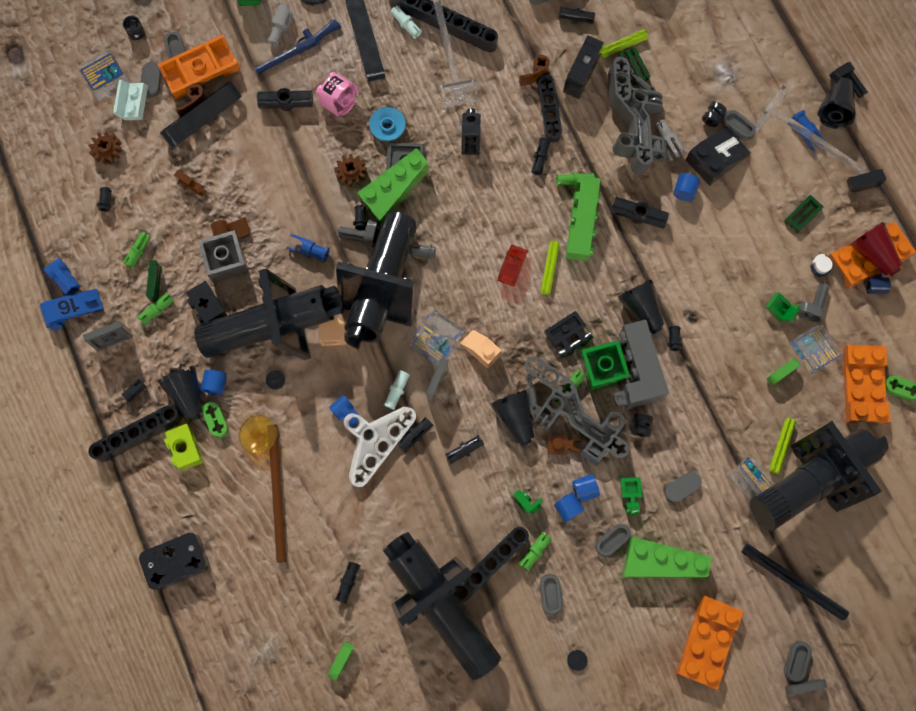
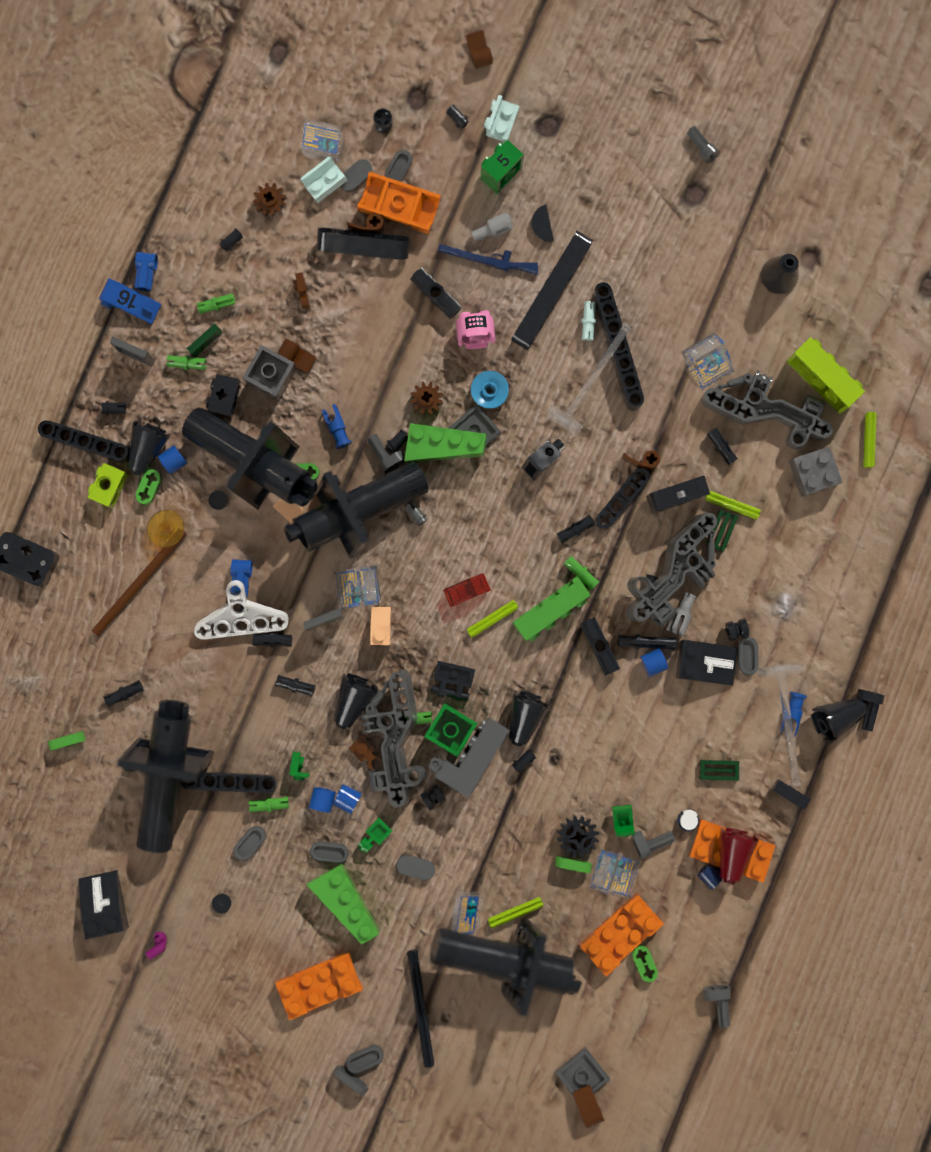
camera: 40 degrees right, 10 degrees up
(396, 390) = (292, 595): light aqua pin -> none
(661, 184) = (647, 642): none -> black pin
(772, 353) = (579, 844): none -> black gear

